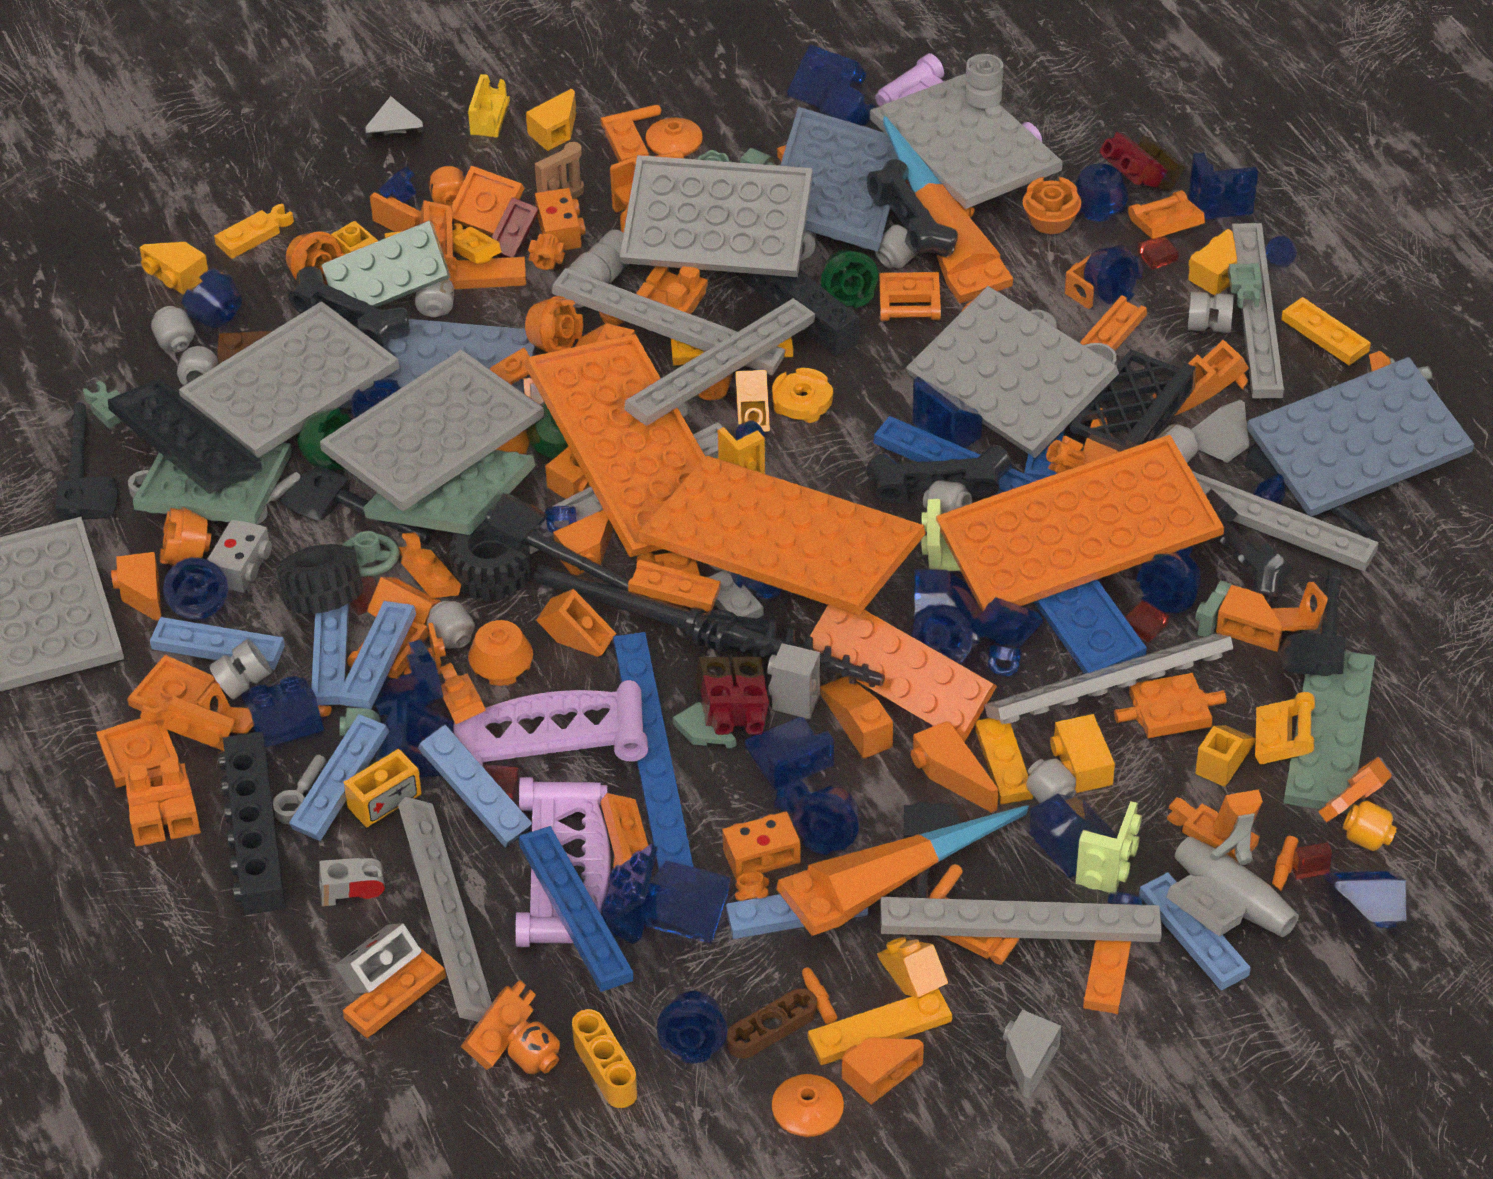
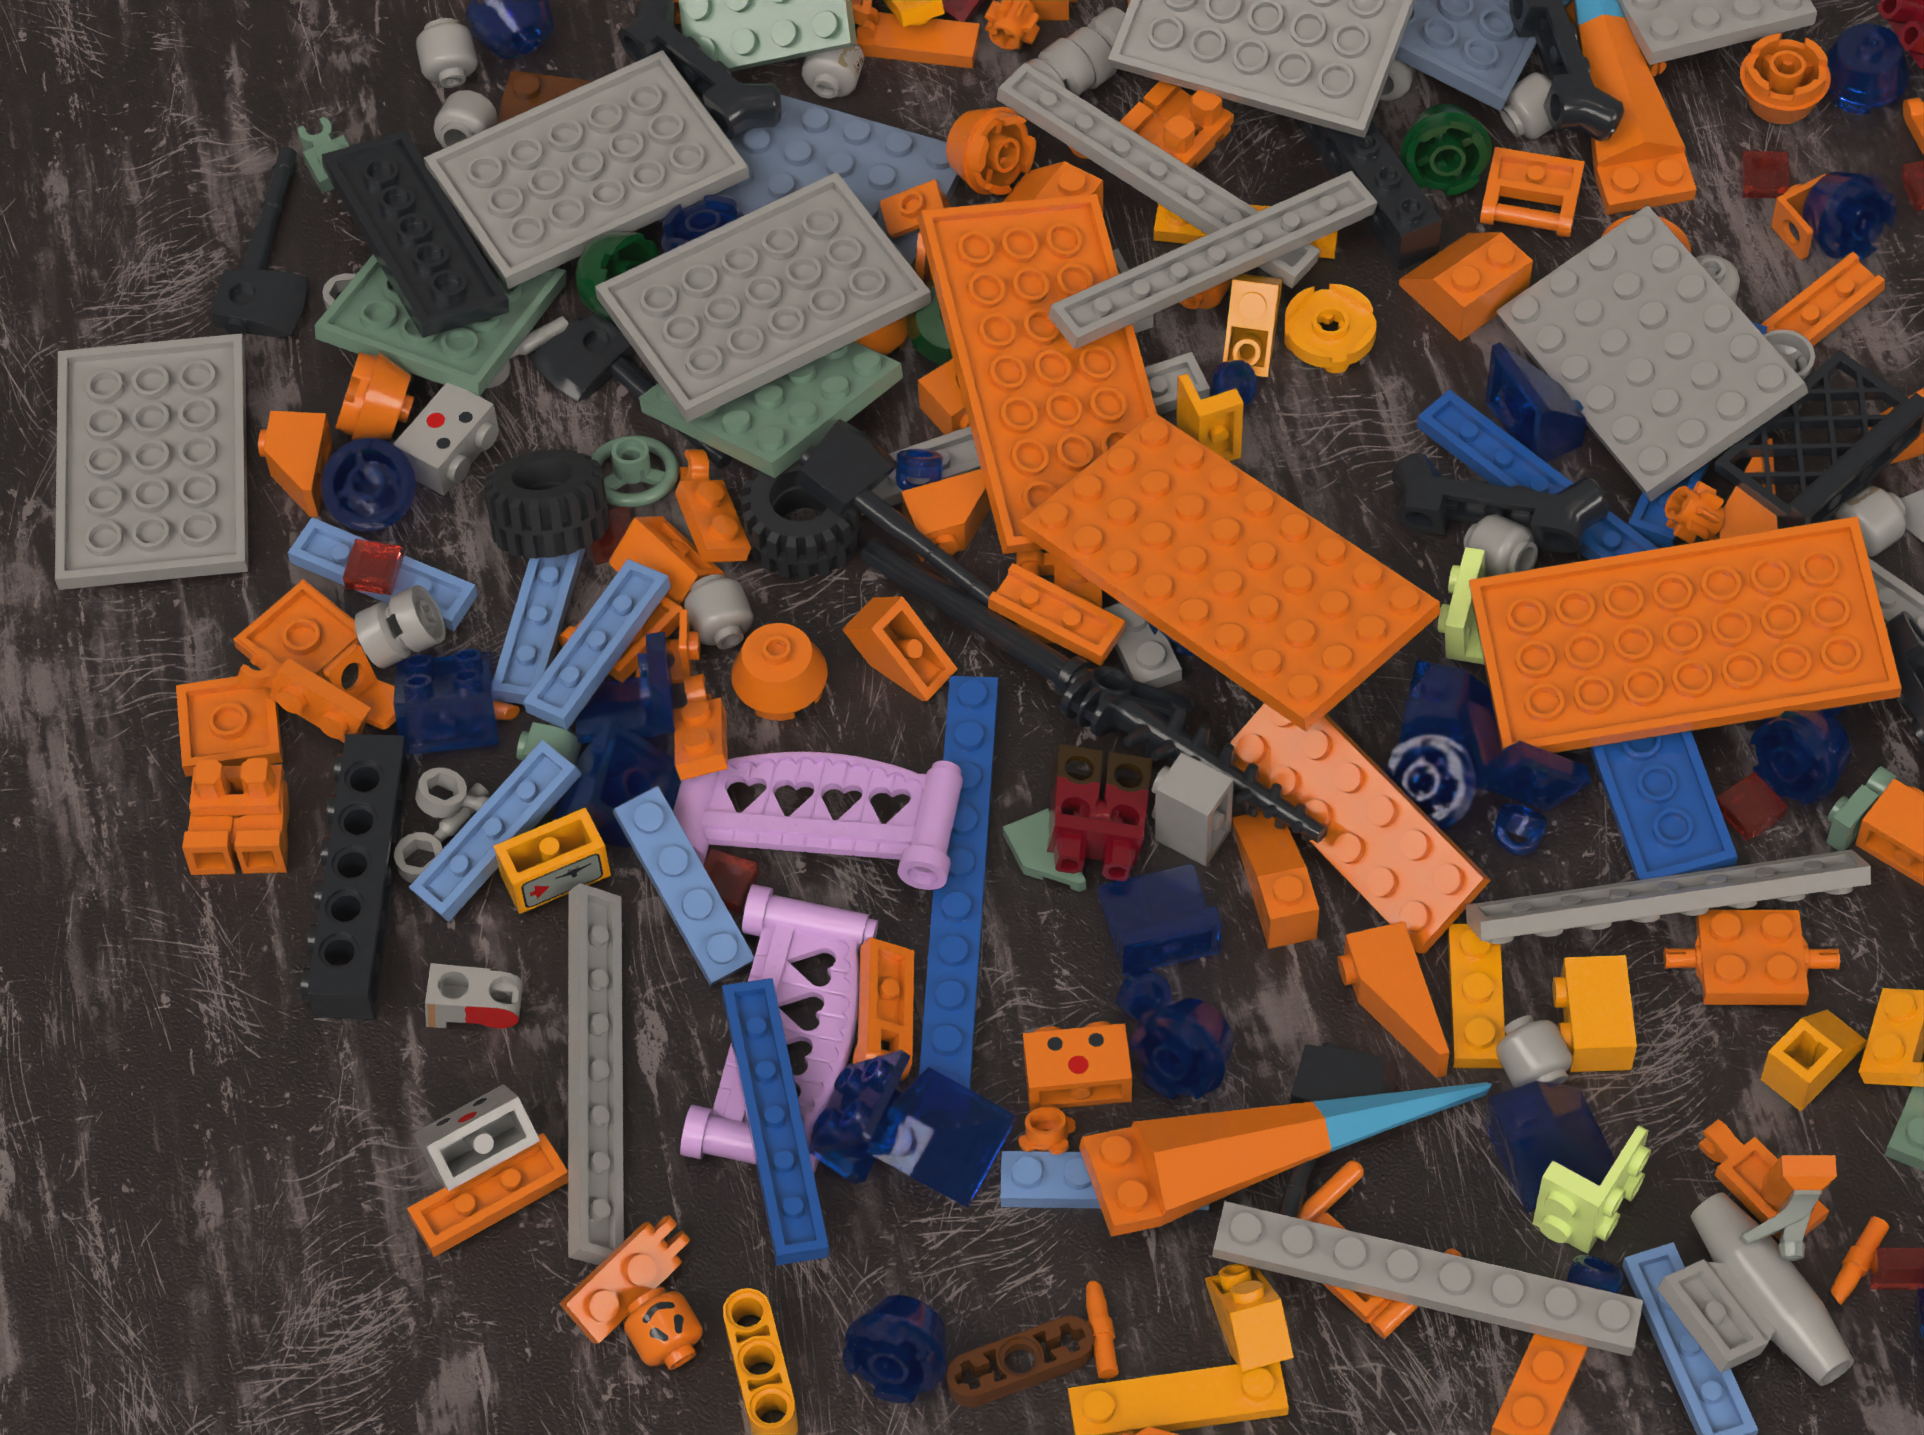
camera: 15 degrees right, 10 degrees up
(211, 637) = (373, 567): none -> clear red tile
(300, 755) = (451, 781): none -> light grey piece
(884, 353) = (1470, 281): none -> orange slope
(1052, 263) = (1764, 174): none -> clear red tile

